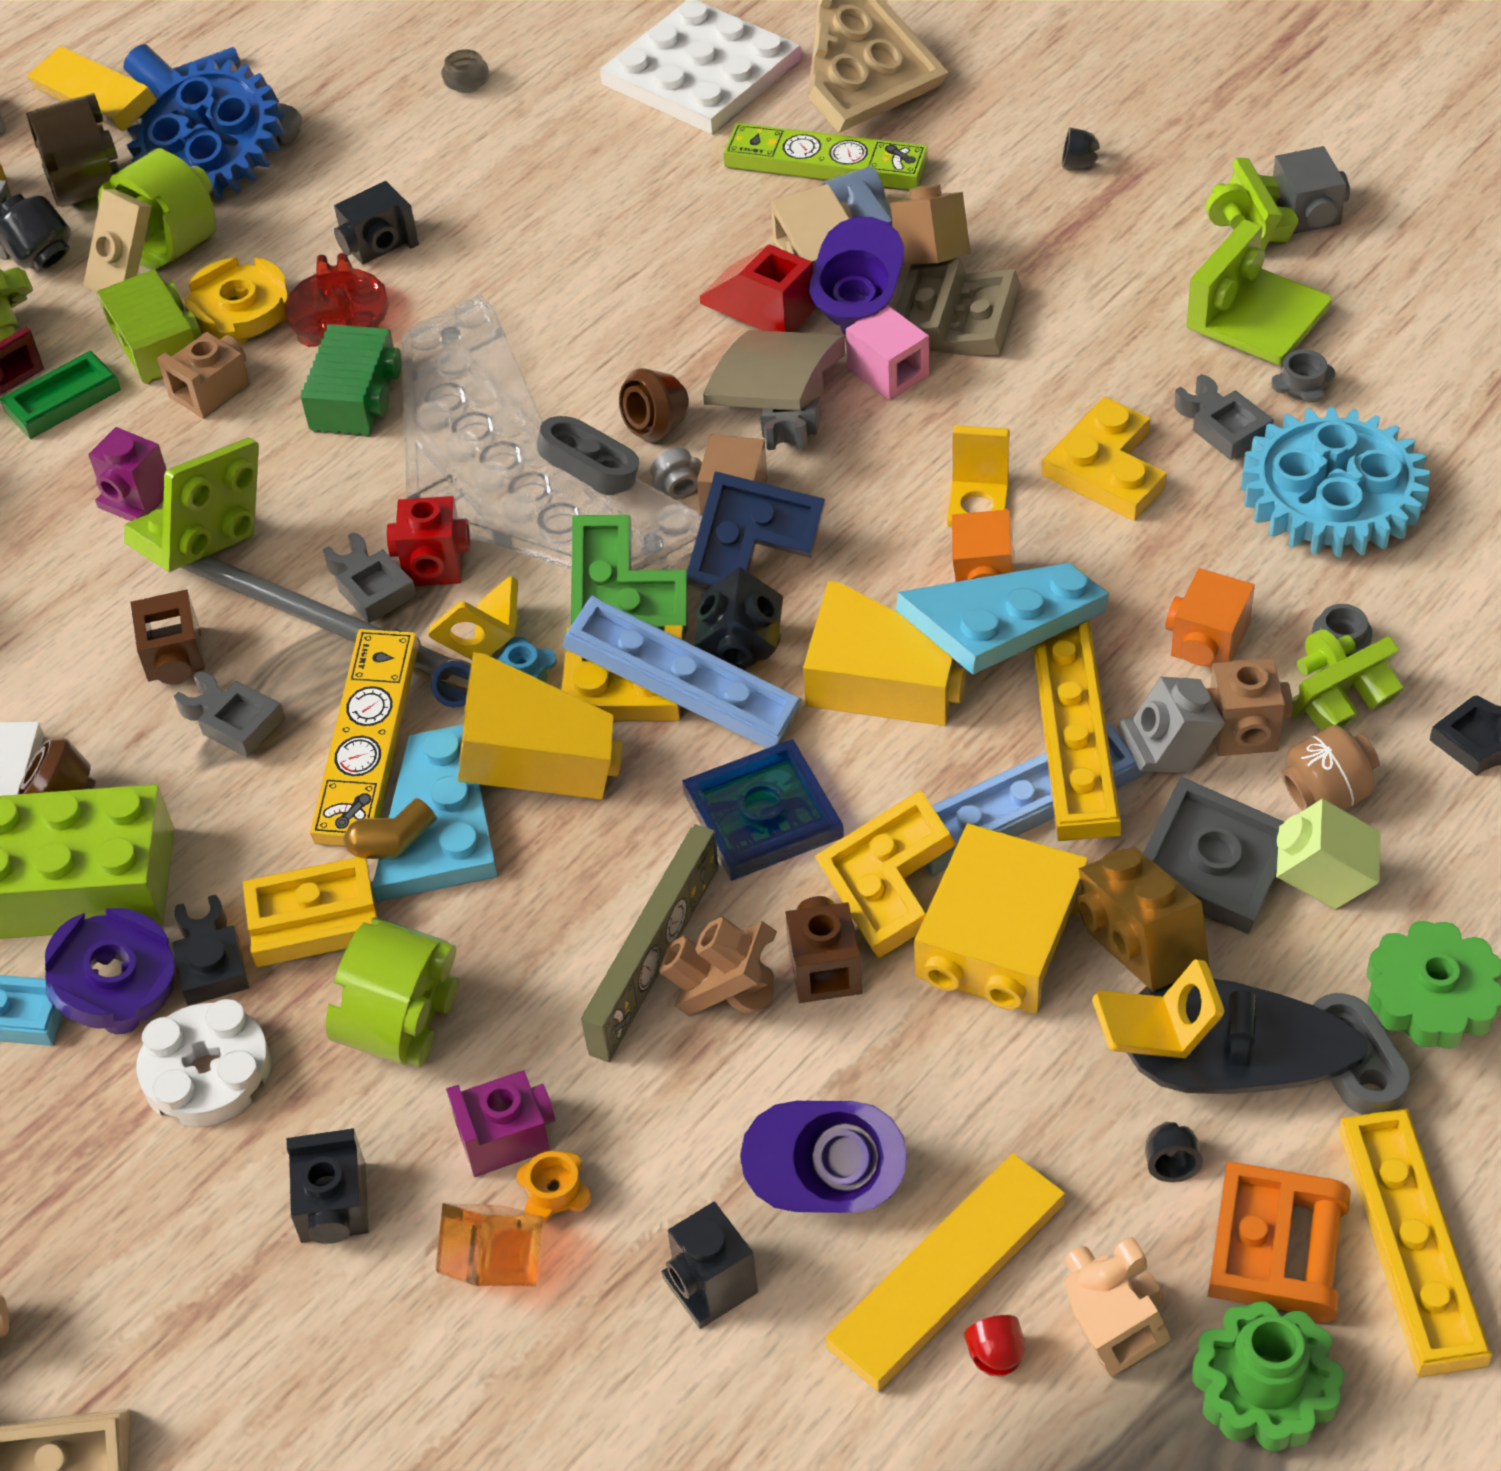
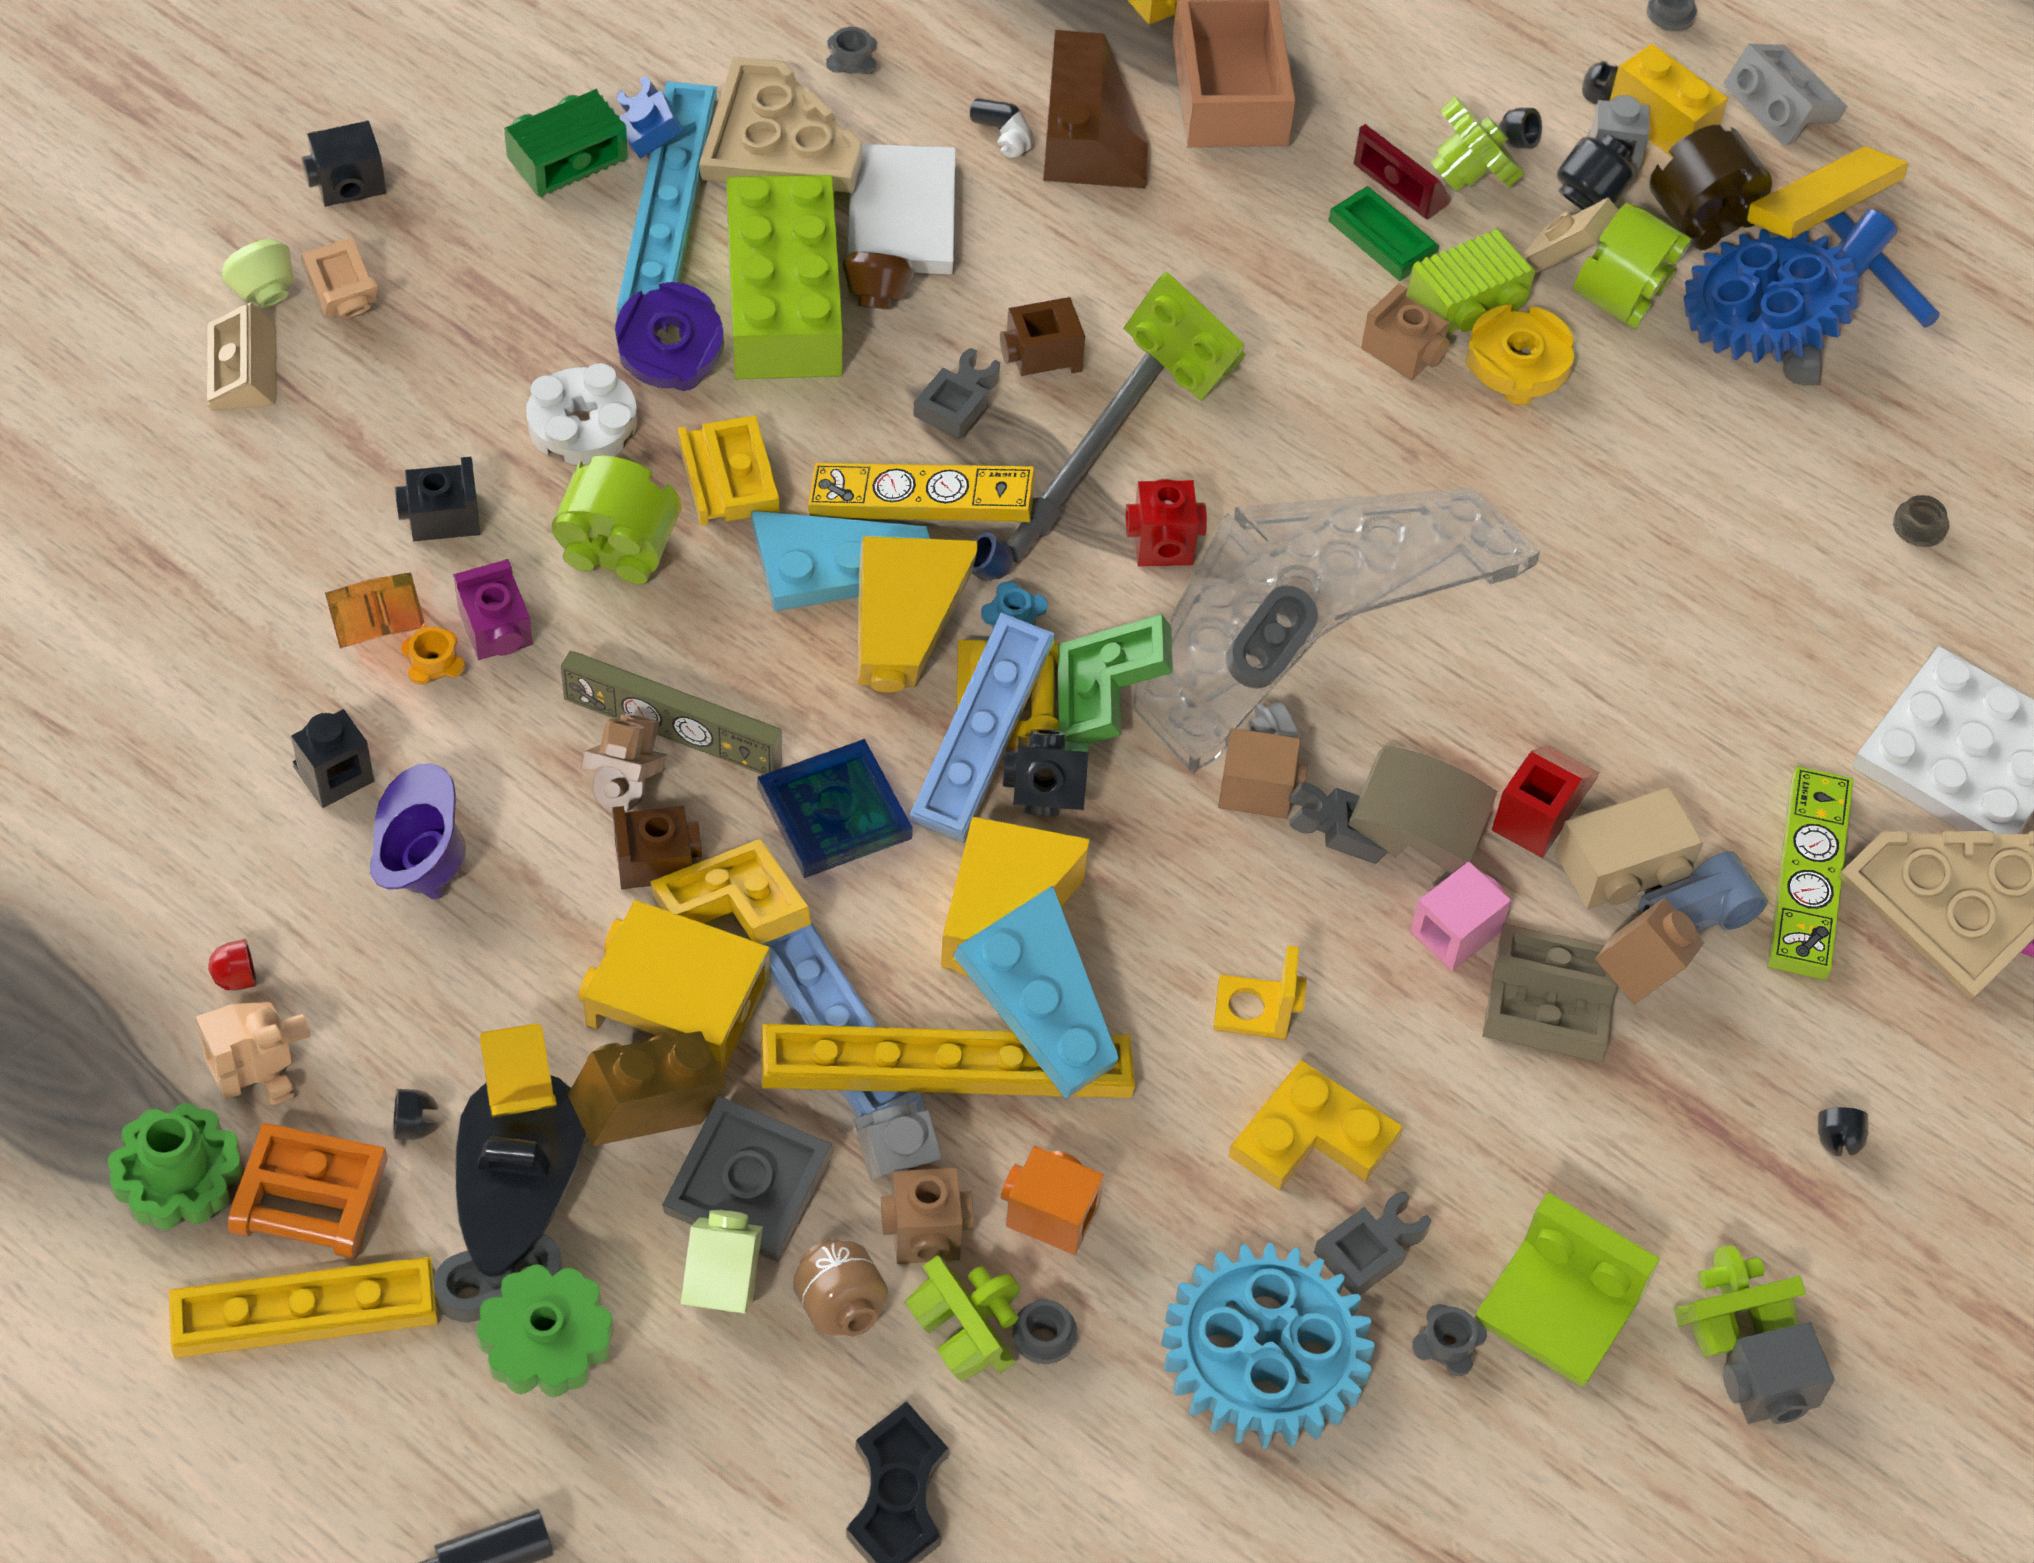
camera: 80 degrees right, 5 degrees up
(128, 474) = (1254, 288): magenta brick -> none
(209, 955) = (693, 405): black plate -> none
(335, 297) = (1495, 436): clear red plate -> none
(350, 379) = (1399, 447): green brick -> none
(369, 583) = (1116, 482): dark grey plate -> none
(374, 223) = (1641, 452): black brick -> none
(389, 836) = (793, 512): pearl gold arm -> none
(493, 620) = (1063, 588): yellow bracket -> none
(652, 403) = (1367, 702): reddish brown cone -> none
(748, 514) = (1181, 772): dark blue plate -> none
(856, 270) = (1554, 868): dark purple piece -> none
(944, 1272) = (318, 939): yellow tile -> none
(982, 544) = (1137, 986): orange brick -> none

